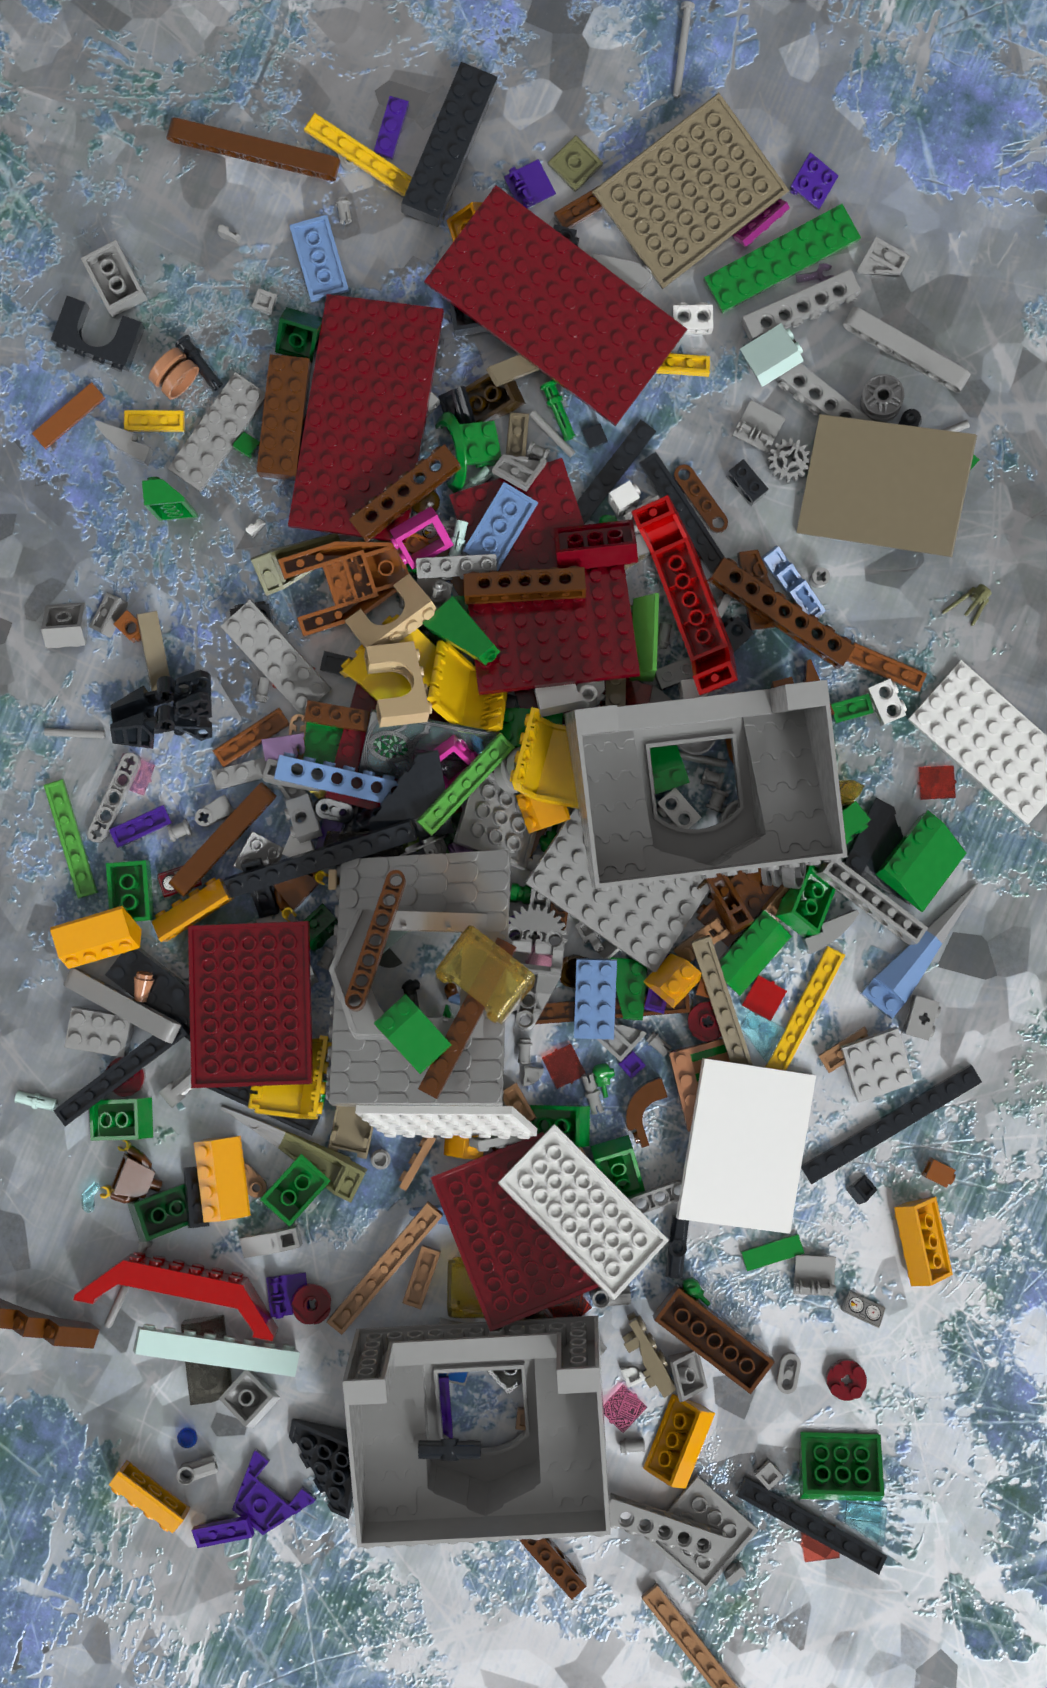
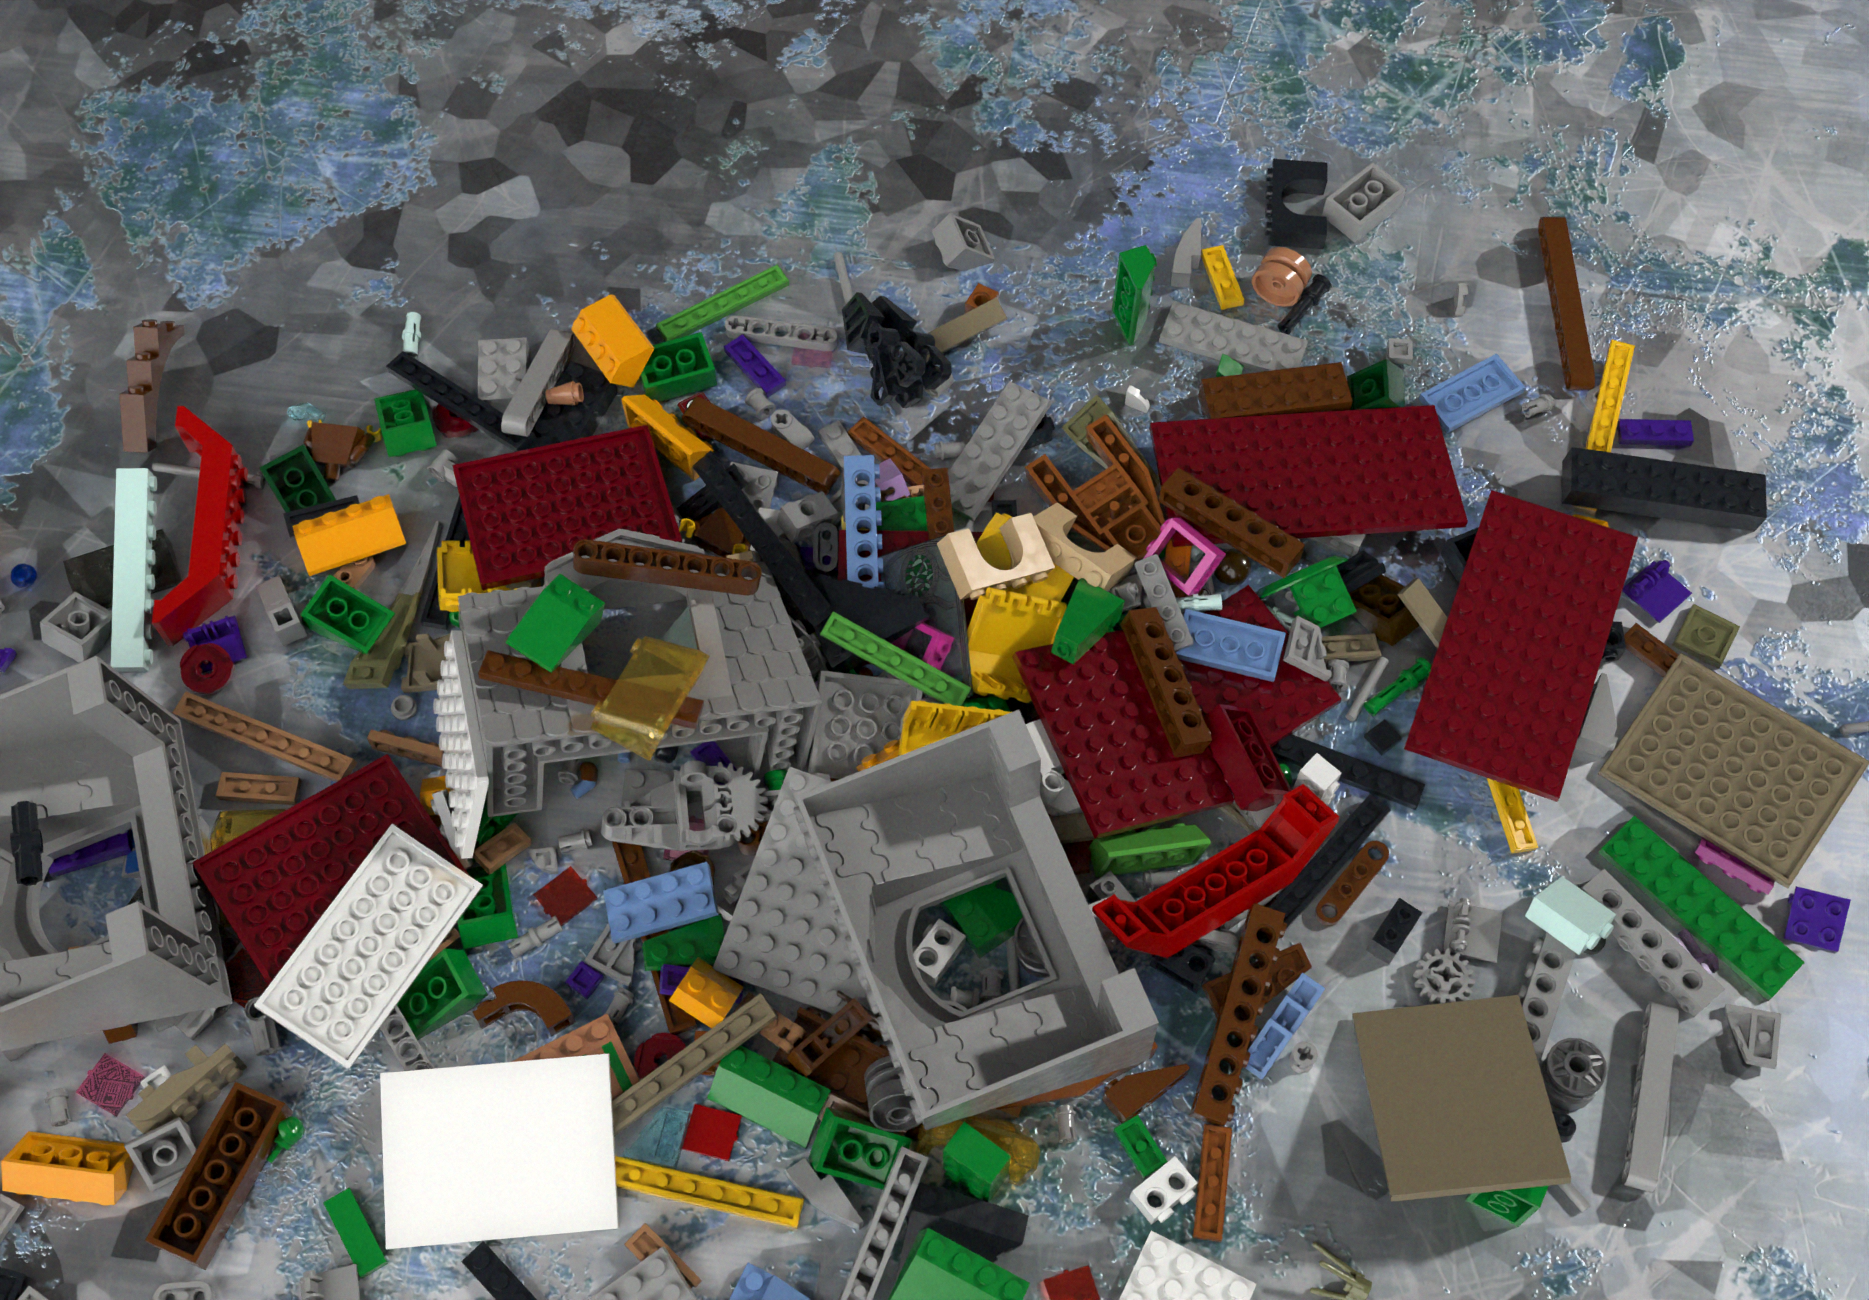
camera: 75 degrees right, 25 degrees down
(68, 415) = (1197, 199): dark orange tile -> none
(107, 614) = (997, 282): light grey slope -> none
(602, 1076) = (561, 944): green piece -> none
(676, 1259) = (326, 1098): black piece -> none
(693, 324) = (1569, 814): white brick -> none

